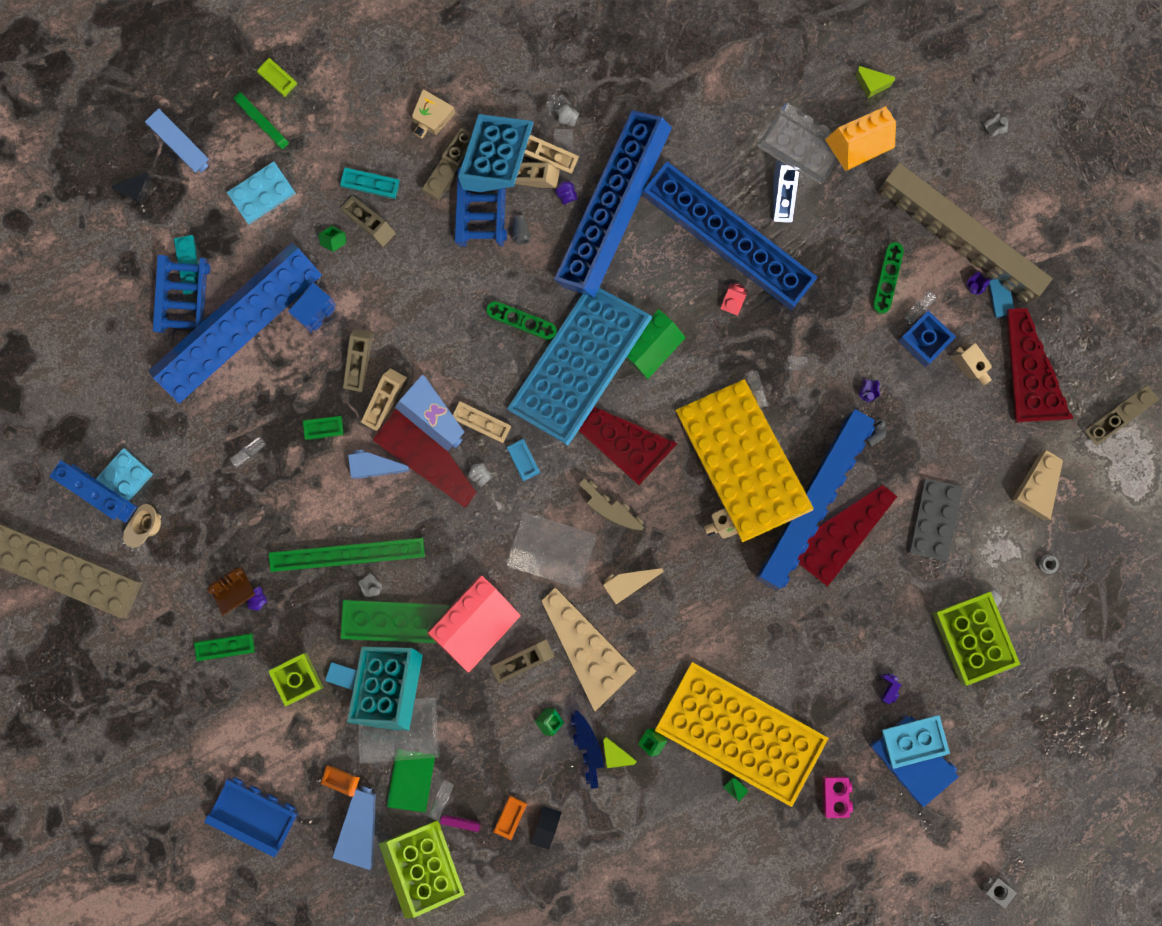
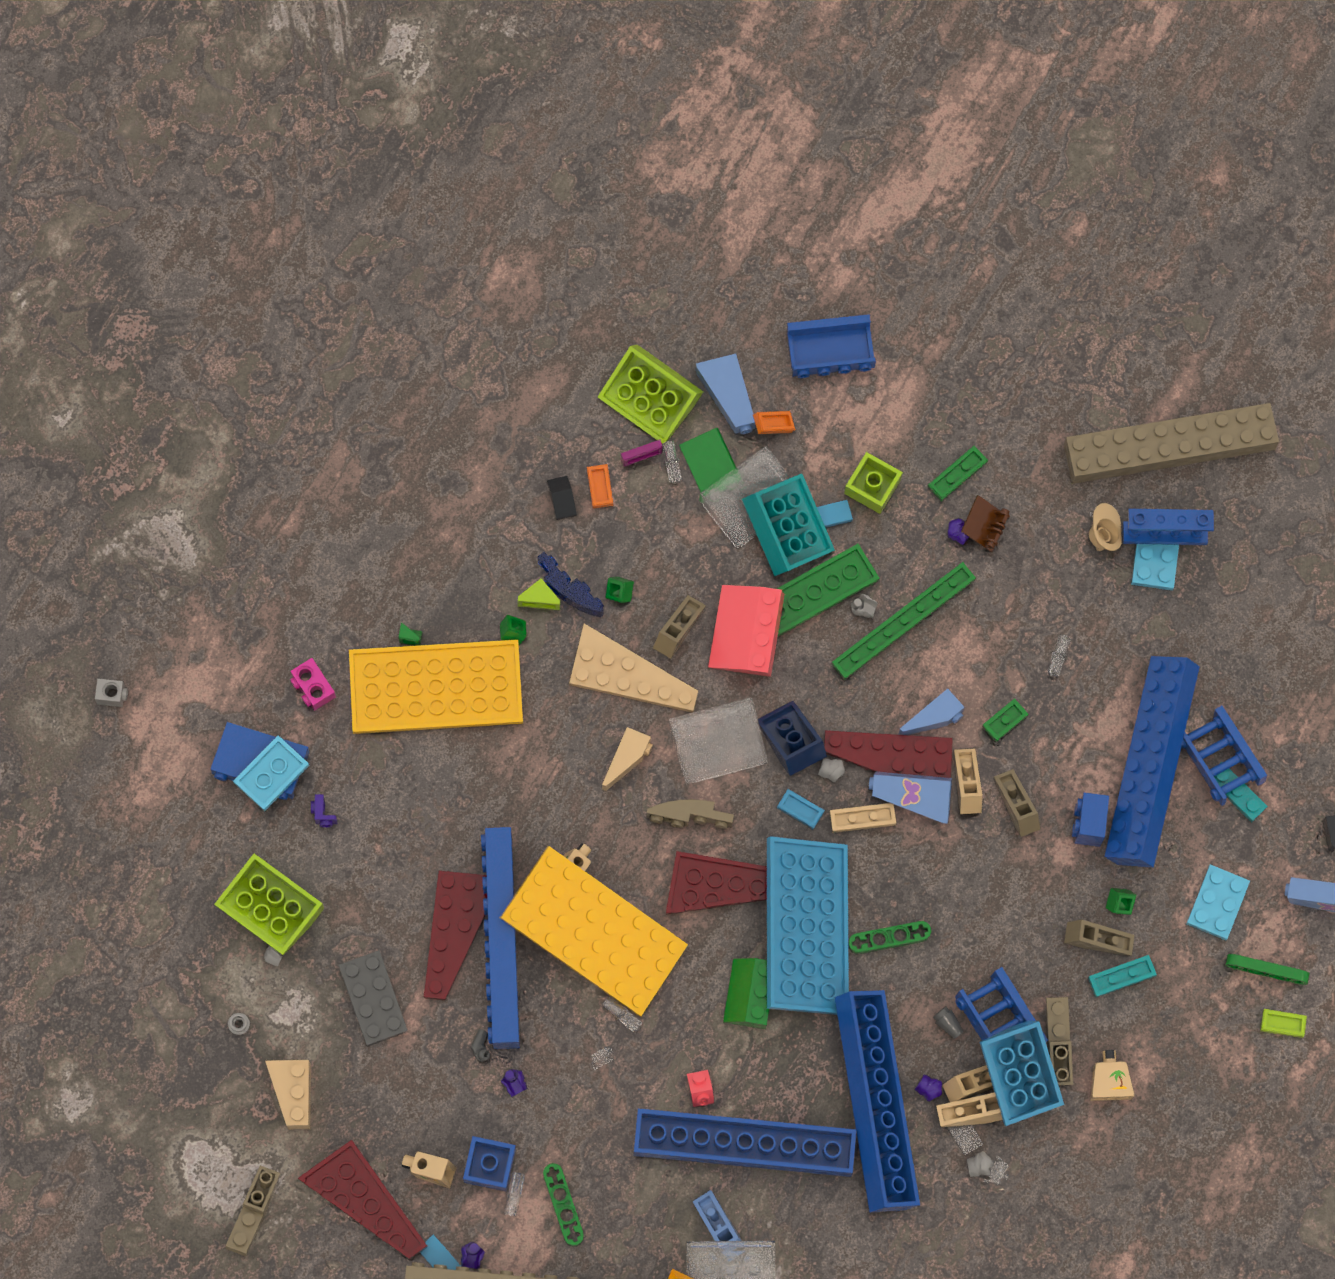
camera: 150 degrees right, 10 degrees down
(494, 518) = (792, 738): none -> dark blue slope

